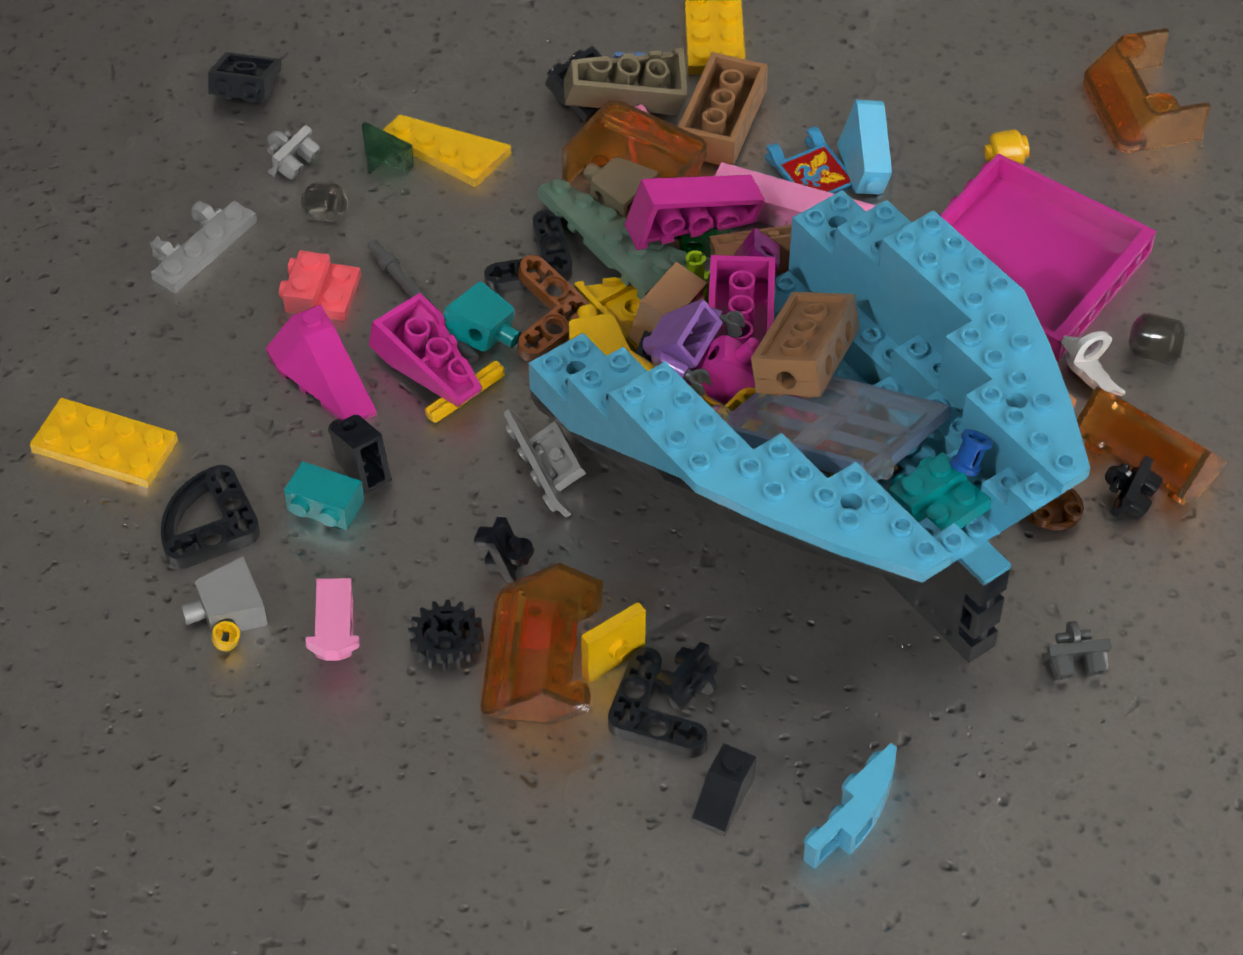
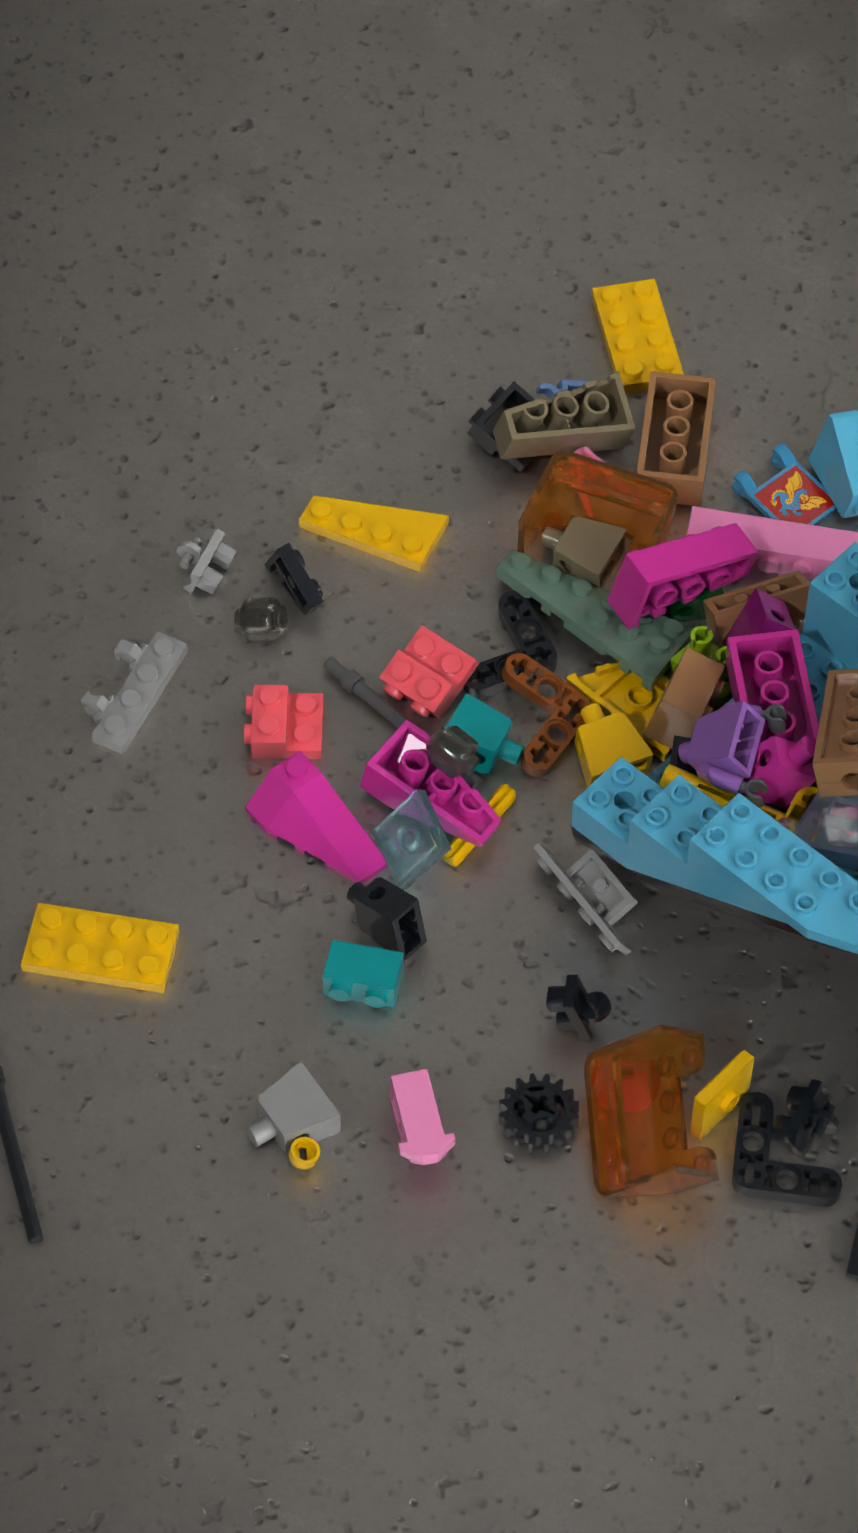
camera: 10 degrees left, 5 degrees up
(226, 528) = (265, 1027): black beam -> none
(243, 77) = (124, 474): black plate -> none
(365, 183) = (296, 582): none -> black wing
(386, 148) = (312, 540): clear green slope -> none
(397, 391) = (411, 839): none -> clear light blue tile
(450, 321) = (453, 751): none -> clear smoke head
(453, 262) = (428, 673): none -> coral plate

